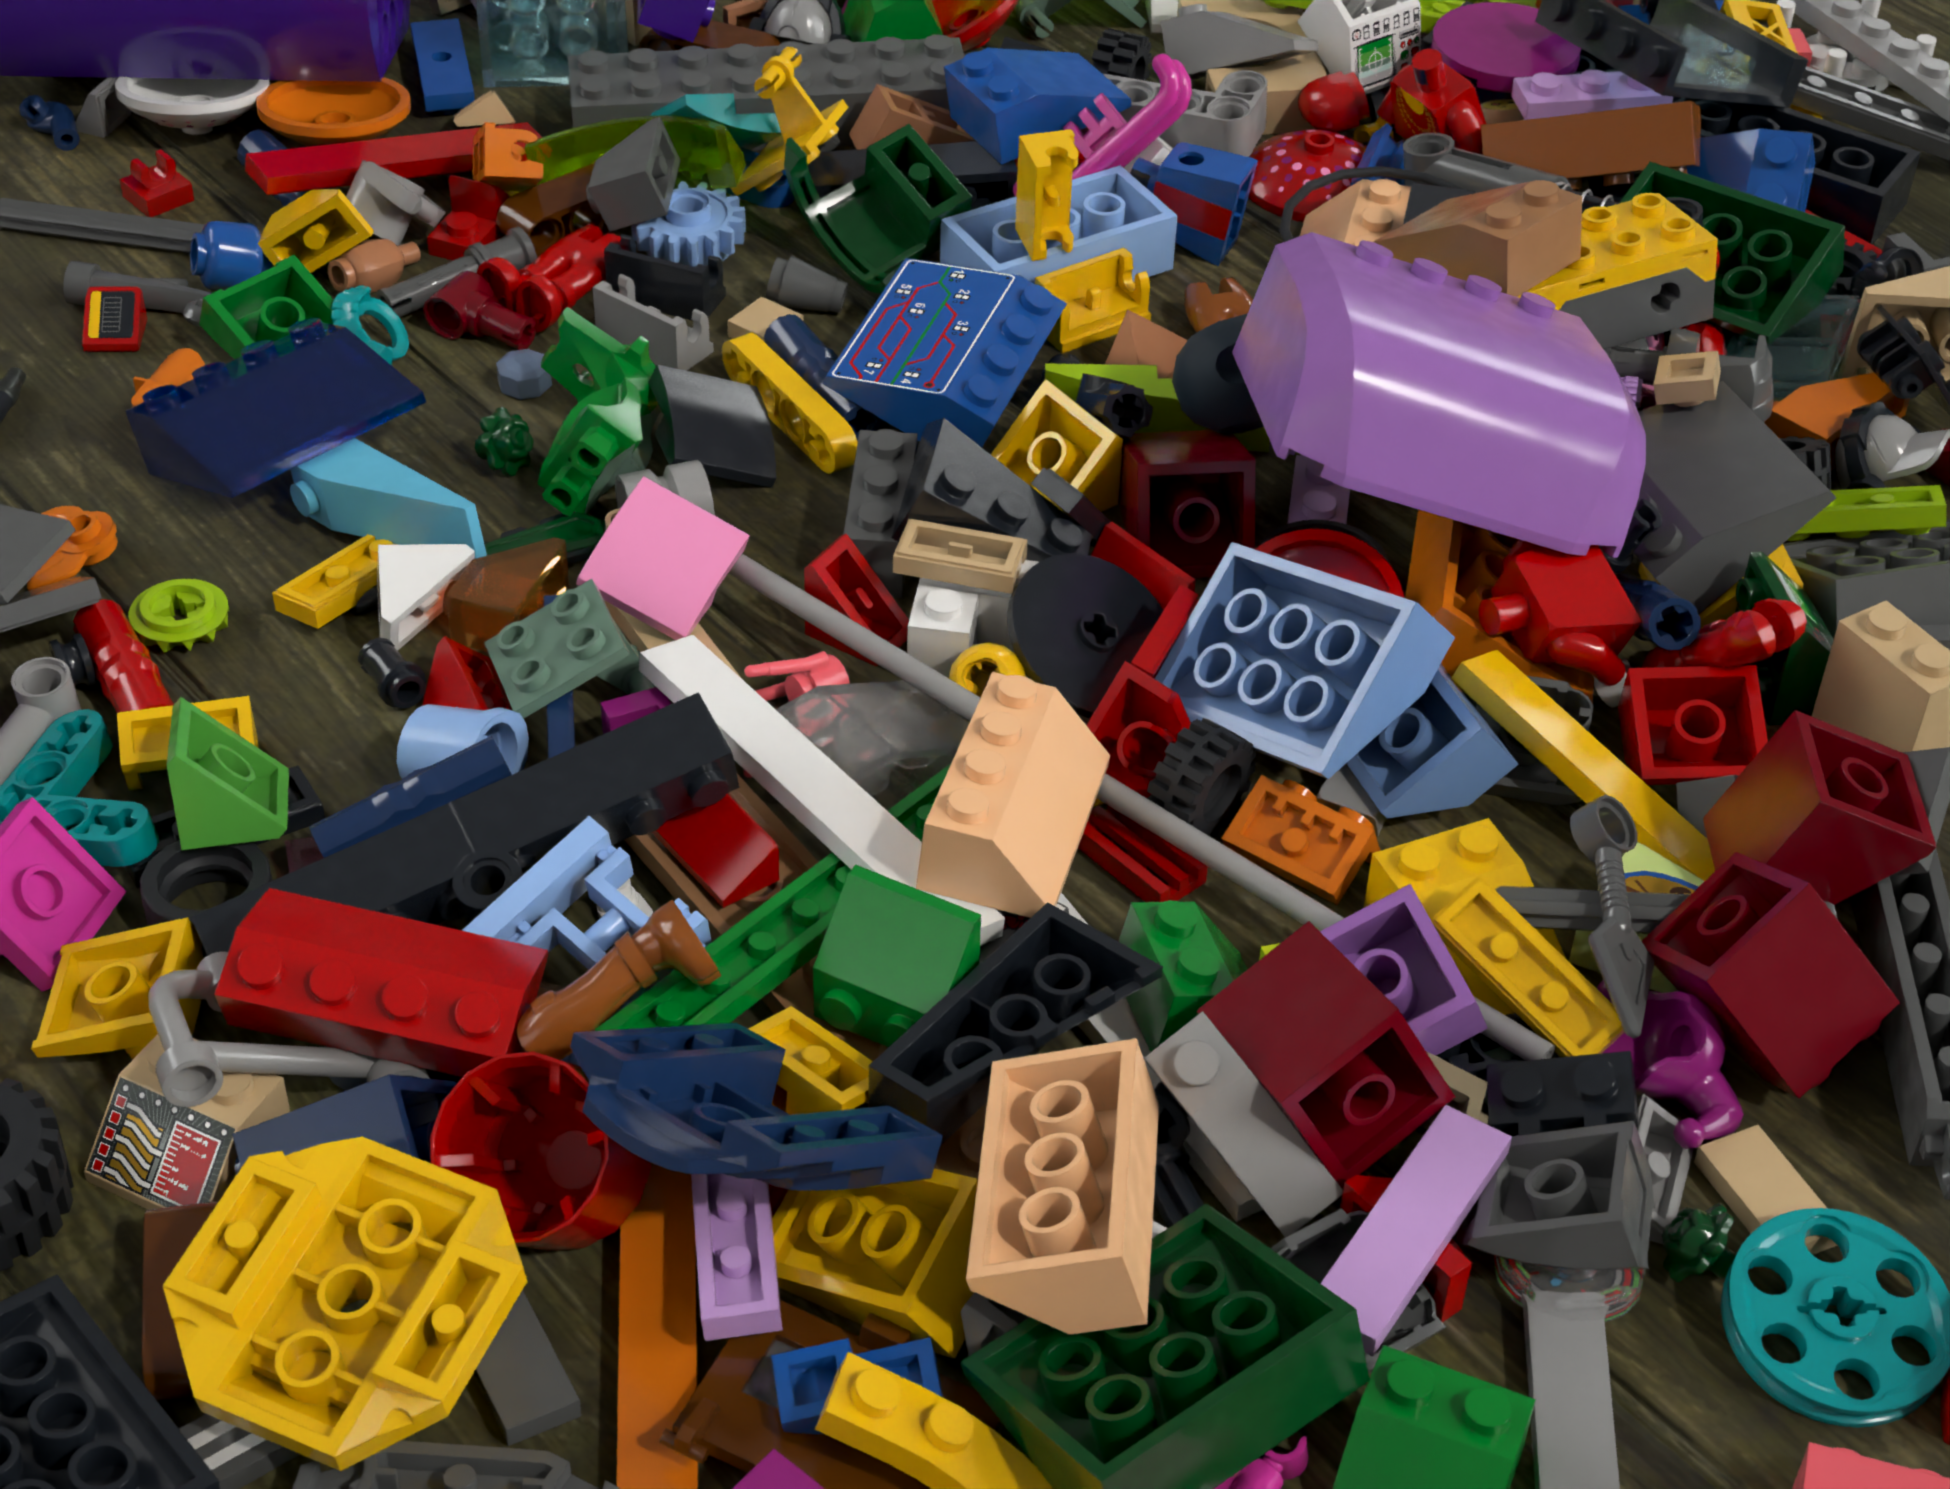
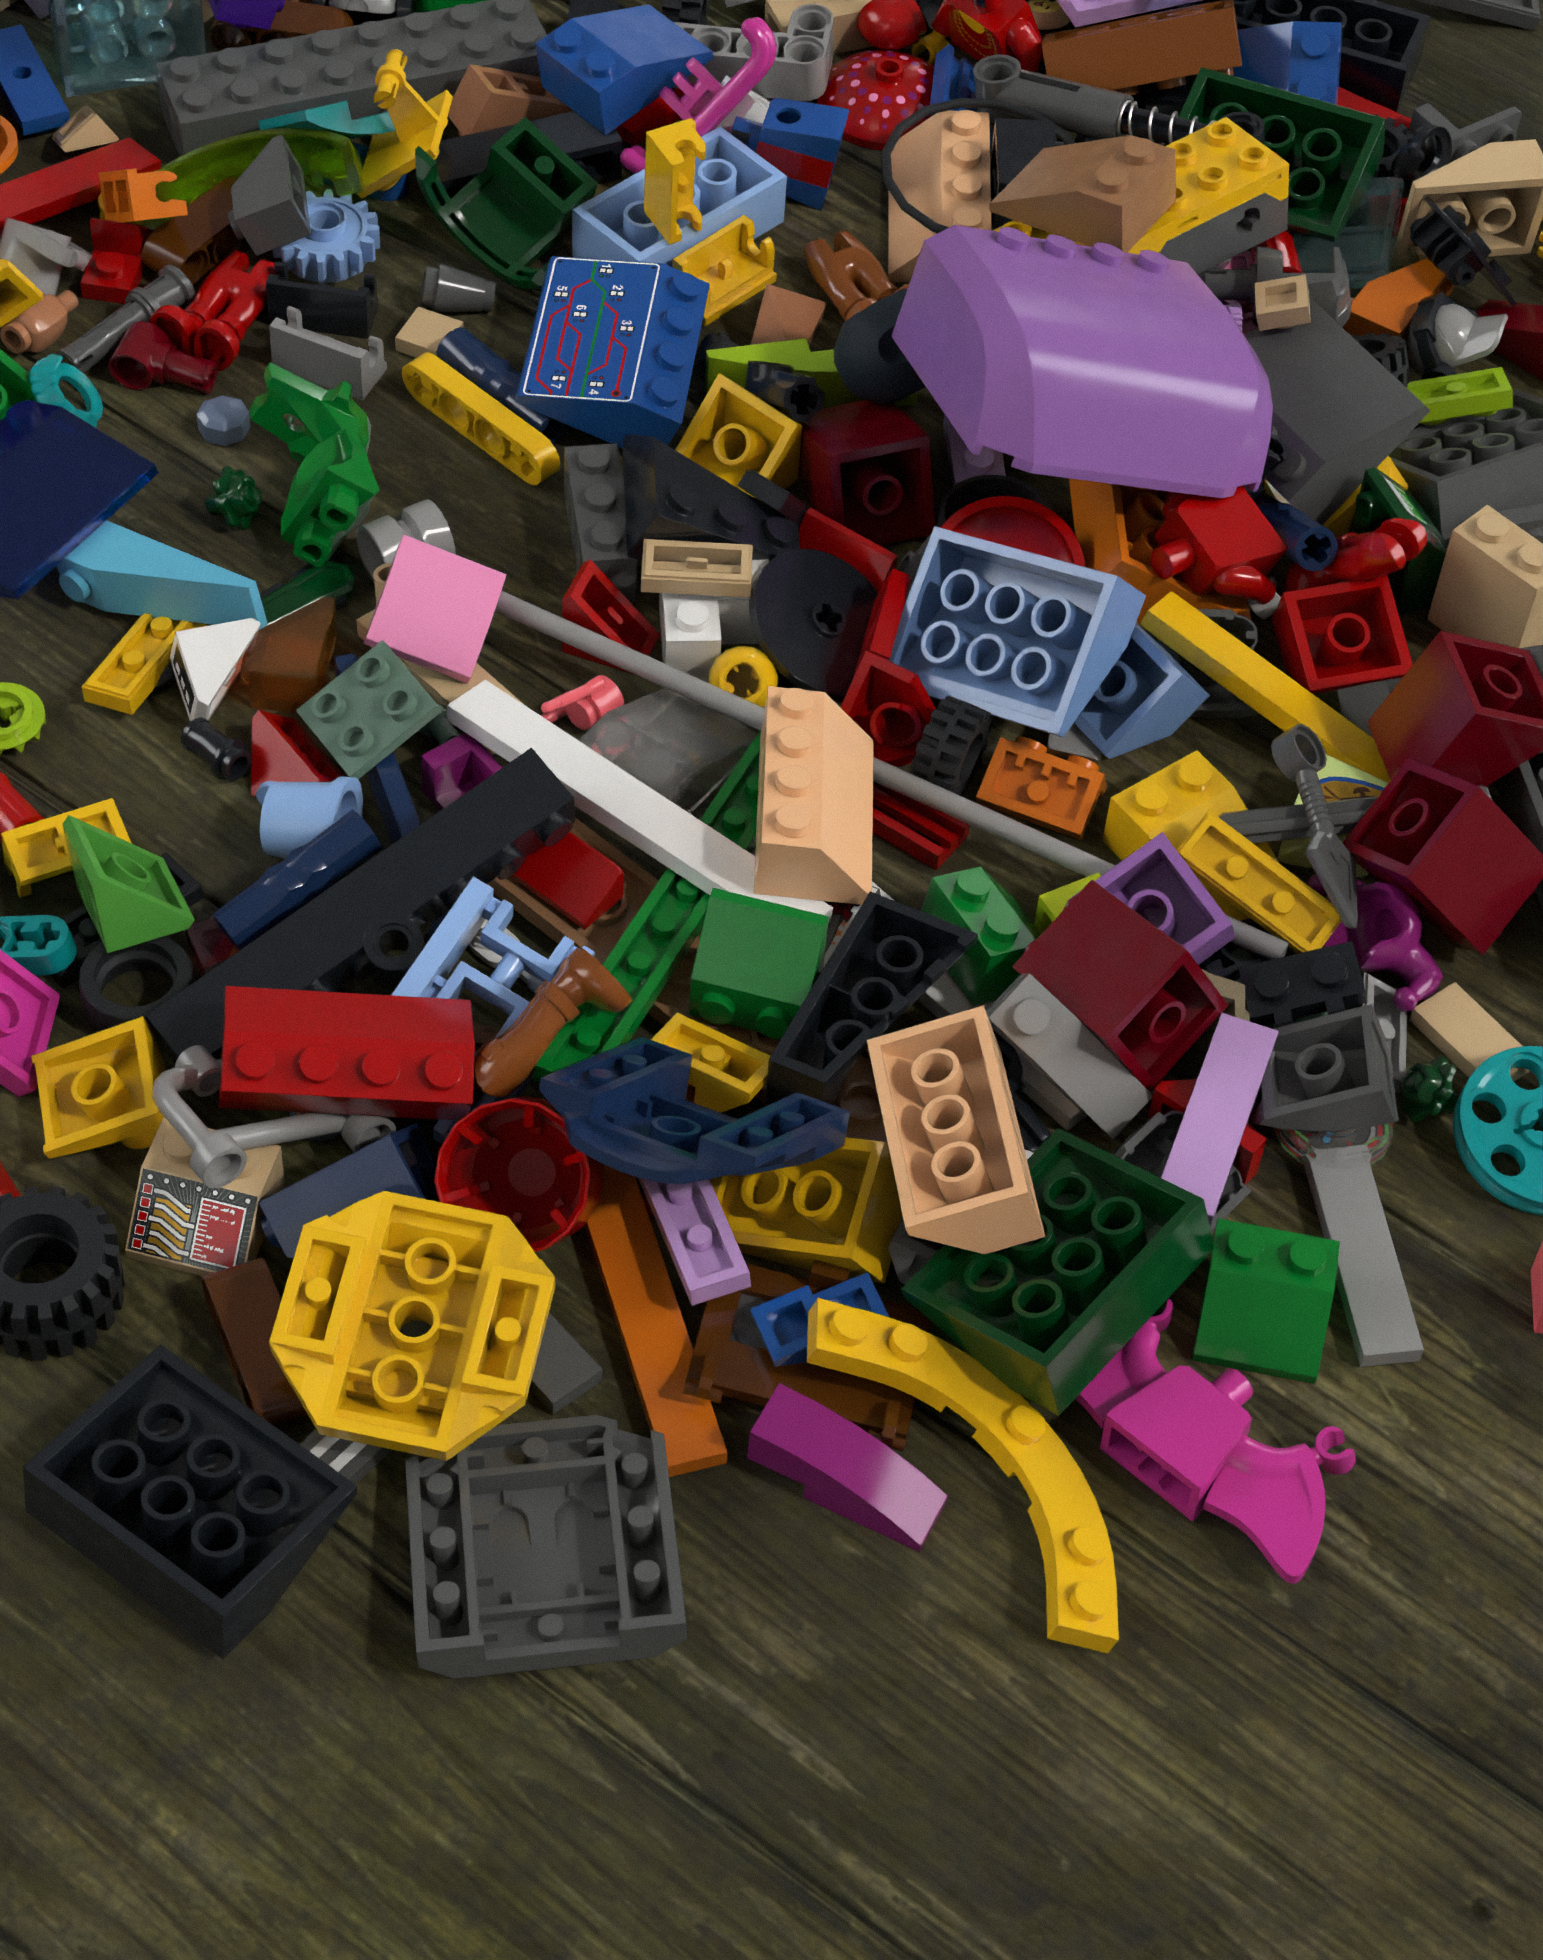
camera: 15 degrees left, 10 degrees up
(714, 423) = (425, 456): black slope -> none

